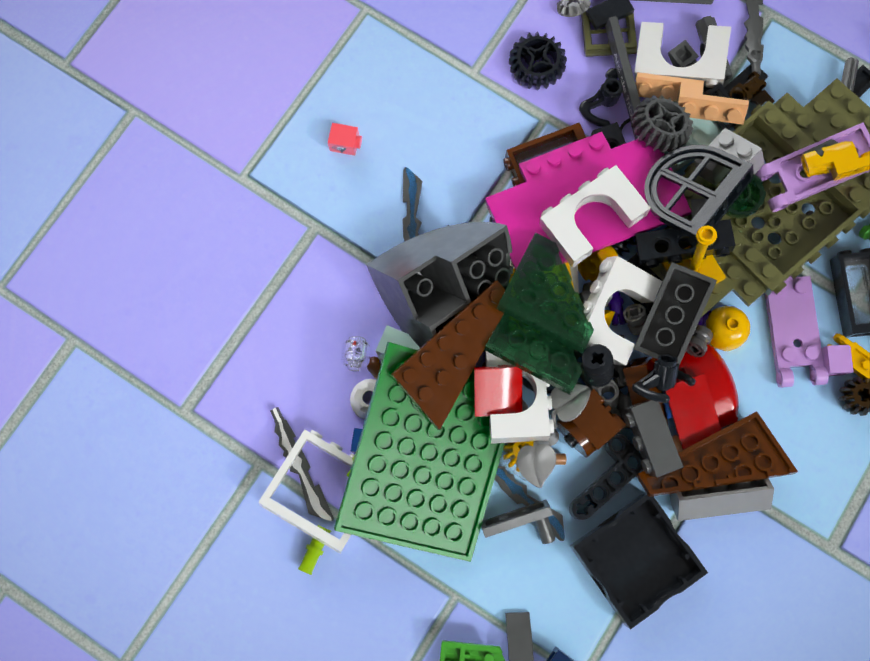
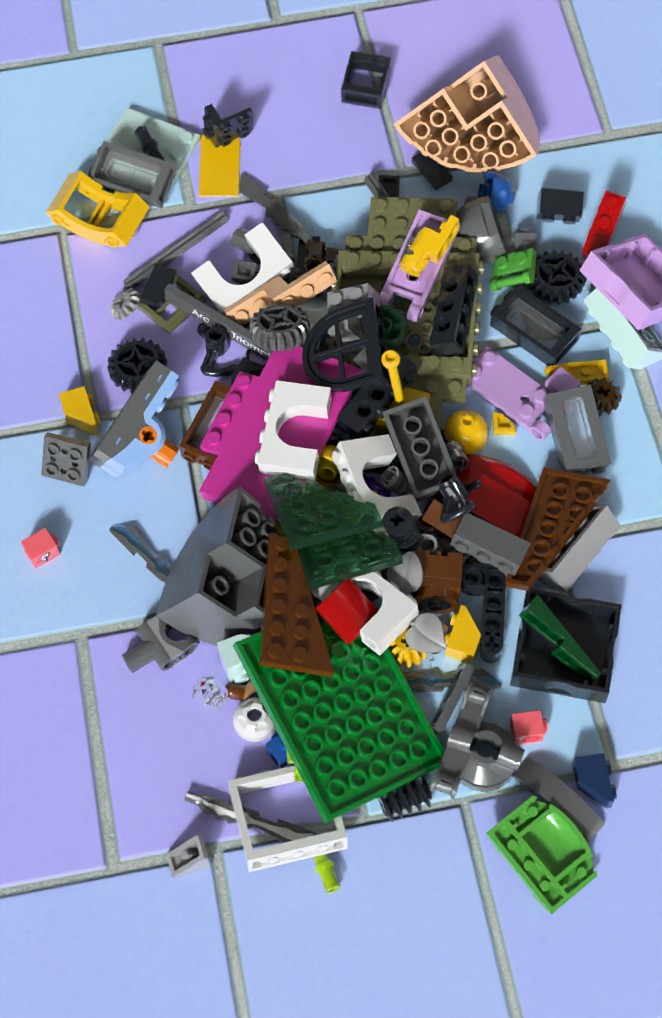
camera: 45 degrees left, 15 degrees down
(234, 455) = (188, 857): none -> light grey slope
(352, 285) = (157, 647): none -> dark grey connector
(413, 560) = (406, 799): none -> black piece
(423, 85) = (65, 453): none -> plate
(463, 114) = (123, 444): none -> piece
(465, 57) = (78, 410): none -> yellow slope
(473, 569) = (468, 767): none -> dark grey piece
(549, 592) = (528, 727): none -> coral brick
(570, 482) = (464, 638): none -> yellow slope
(632, 564) = (566, 648): none -> dark green slope
(760, 347) = (502, 425): none -> yellow tile
(810, 228) = (453, 310): none -> black brick
(811, 407) = (577, 430): none -> dark grey piece

